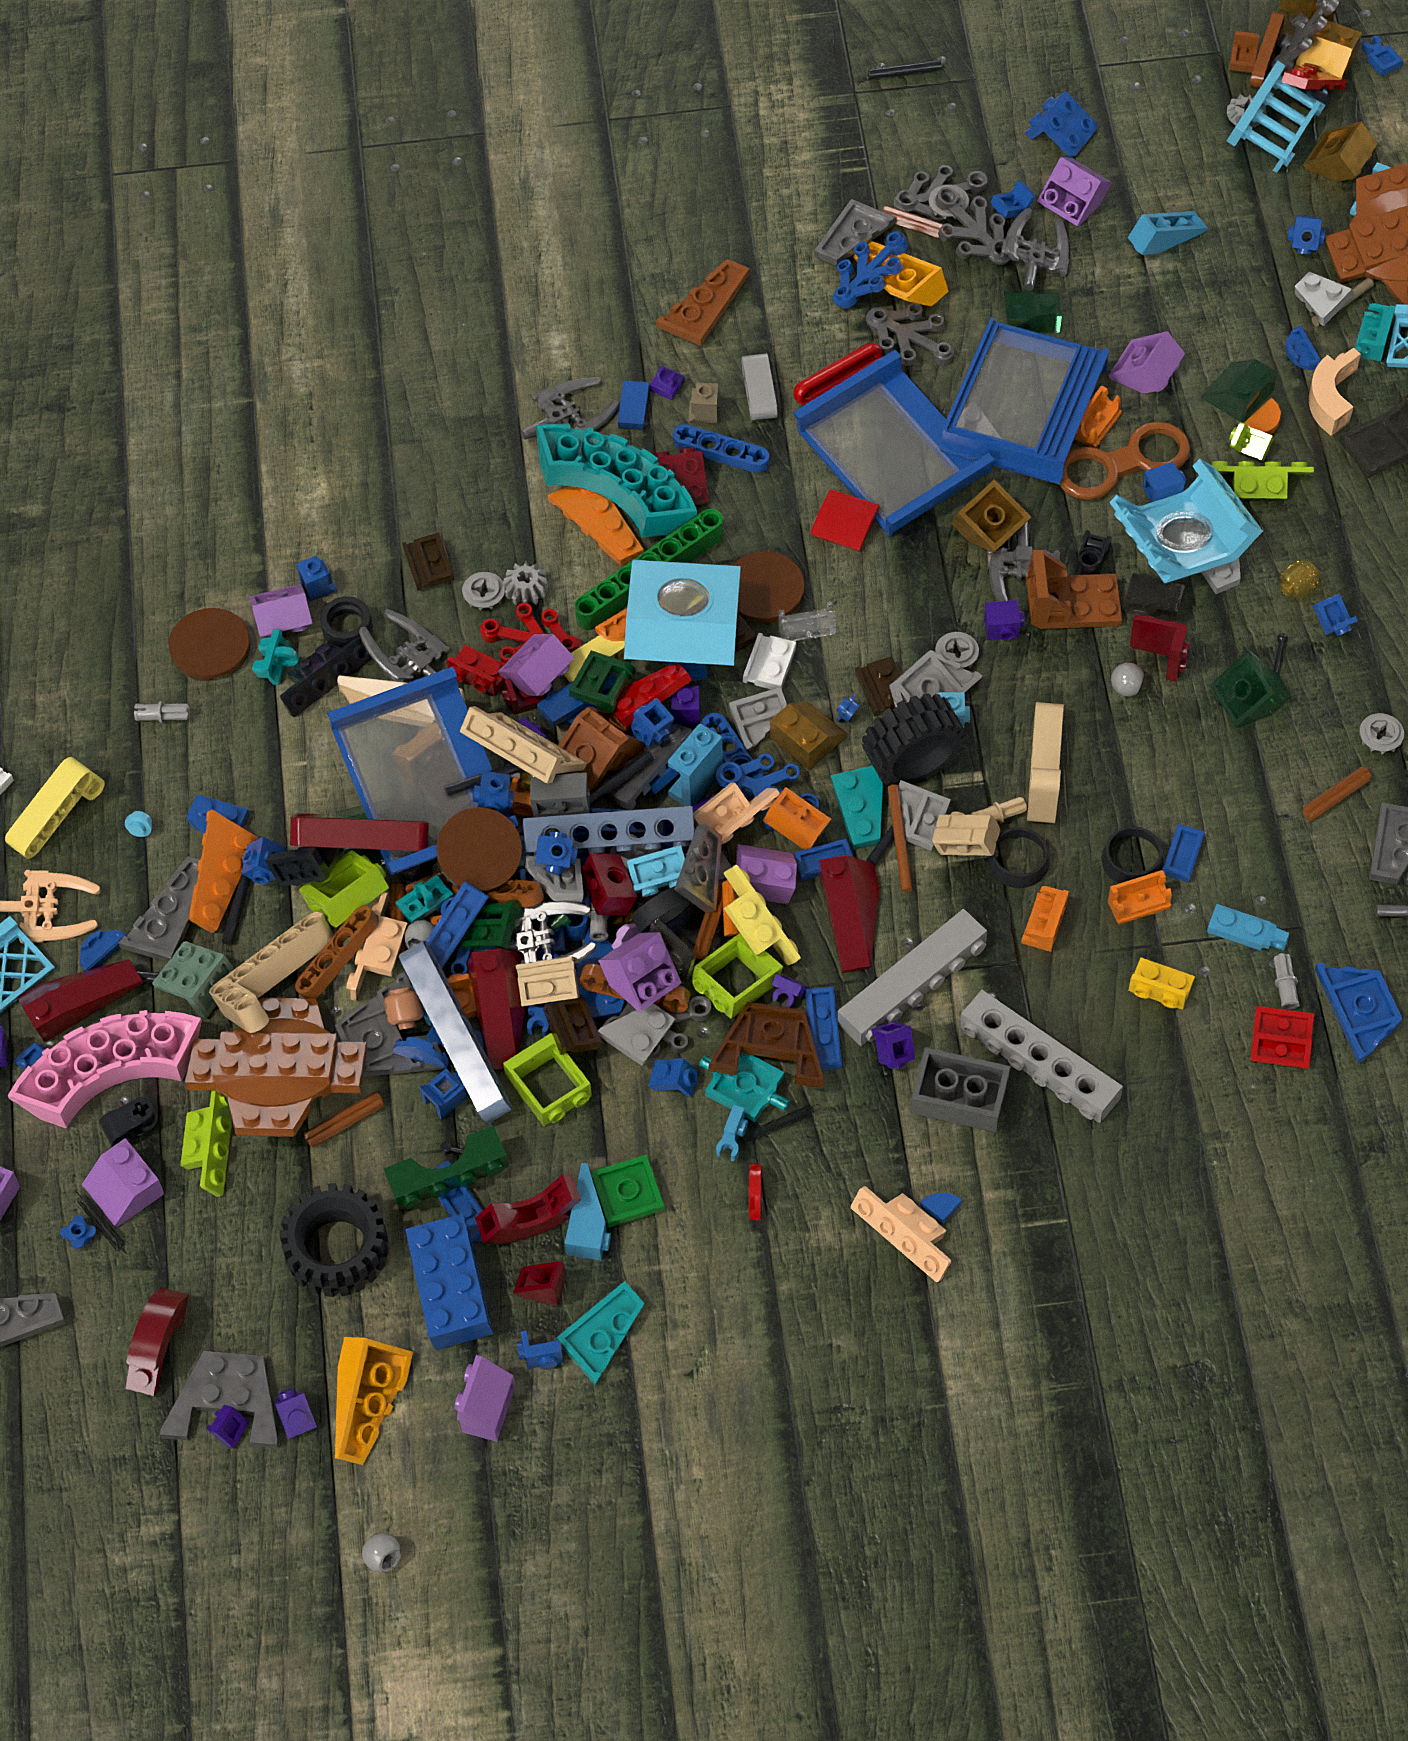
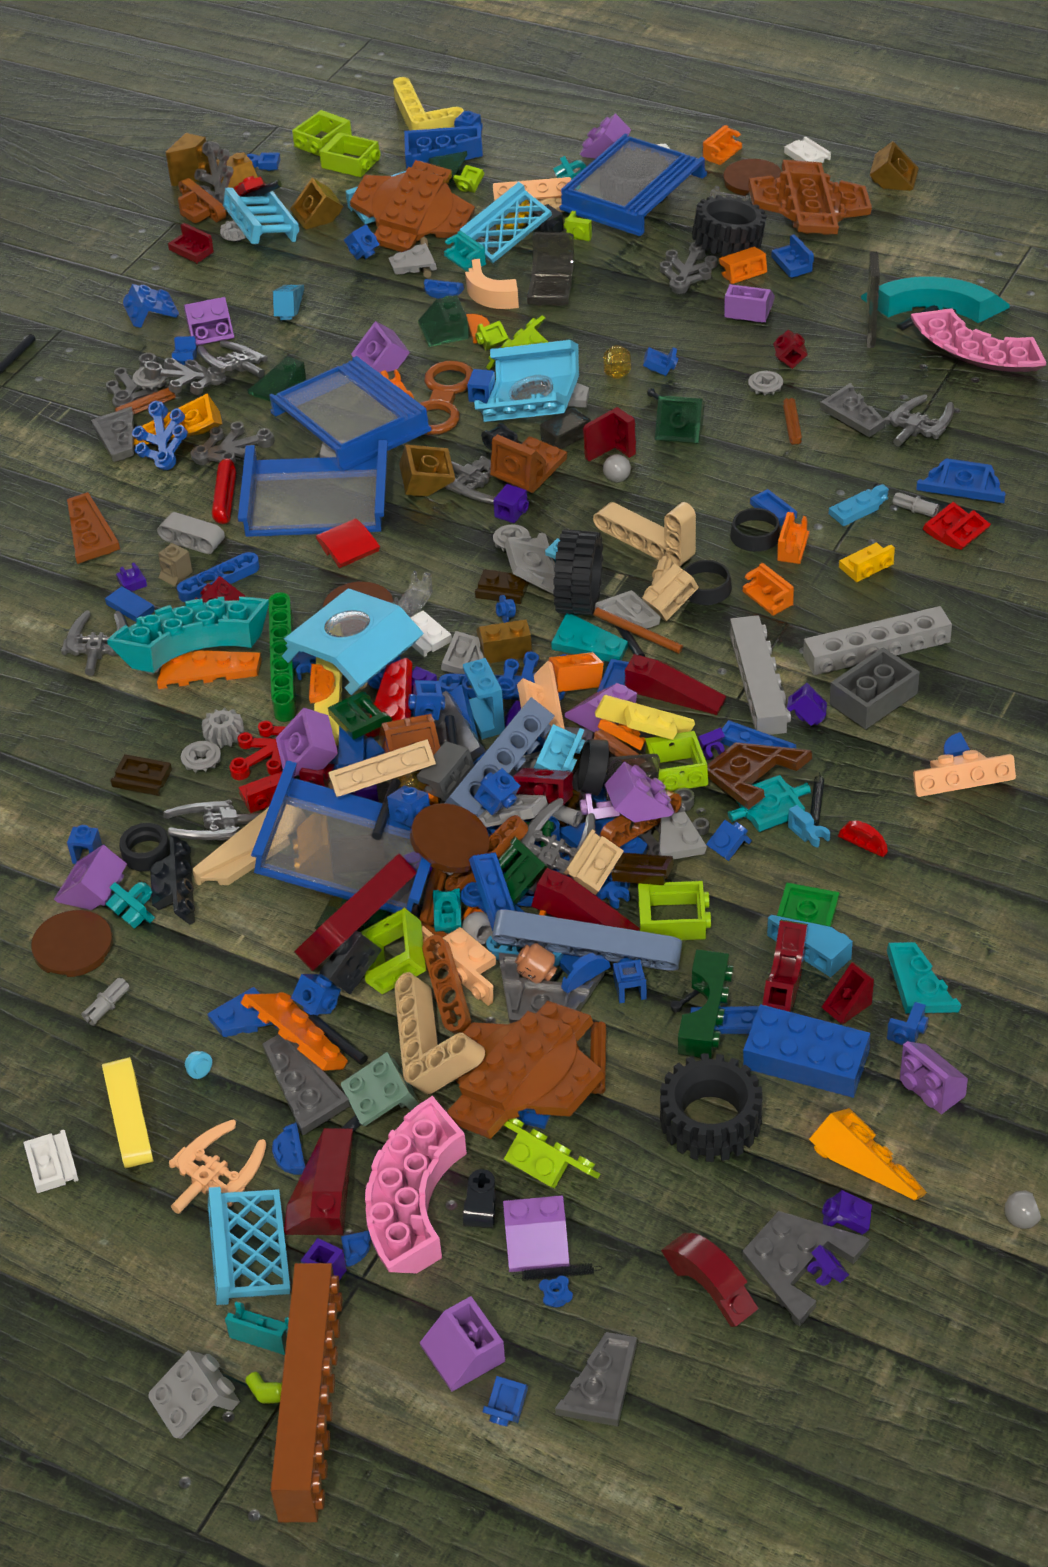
camera: 55 degrees left, 15 degrees down
(701, 869) = (600, 731): flat silver wing -> none
(1184, 93) = (192, 244): none -> dark red bracket

